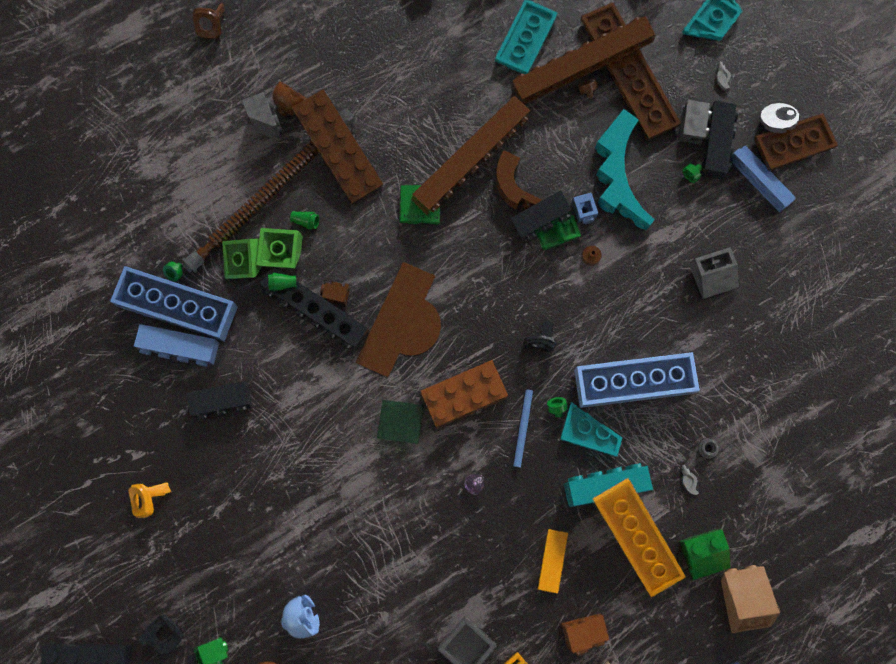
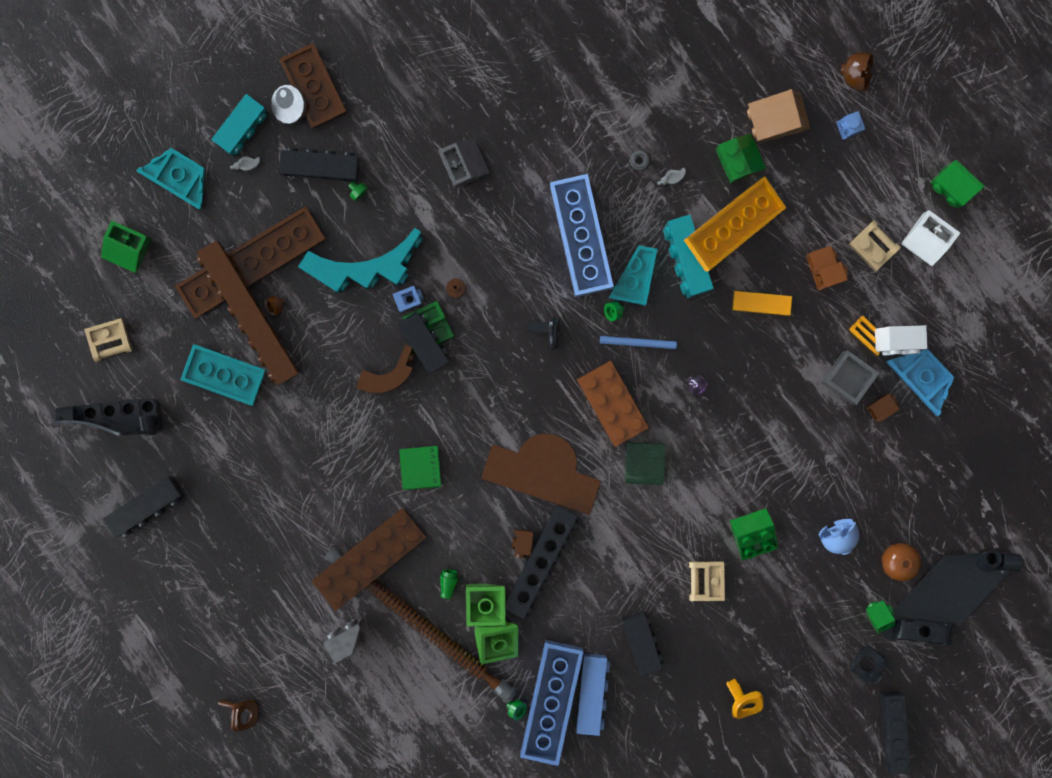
camera: 85 degrees left, 10 degrees up
(273, 479) = (713, 581): none -> tan plate
(281, 281) = (520, 597): green cone -> none
(285, 98) = (321, 618): dark orange cylinder -> none
(314, 526) = (754, 534): none -> green slope
(470, 155) = (363, 420): reddish brown brick -> none
(694, 122) = (301, 191): flat silver brick -> none
(760, 72) = (240, 125): none -> teal brick
(761, 178) = (356, 117): medium blue panel -> none

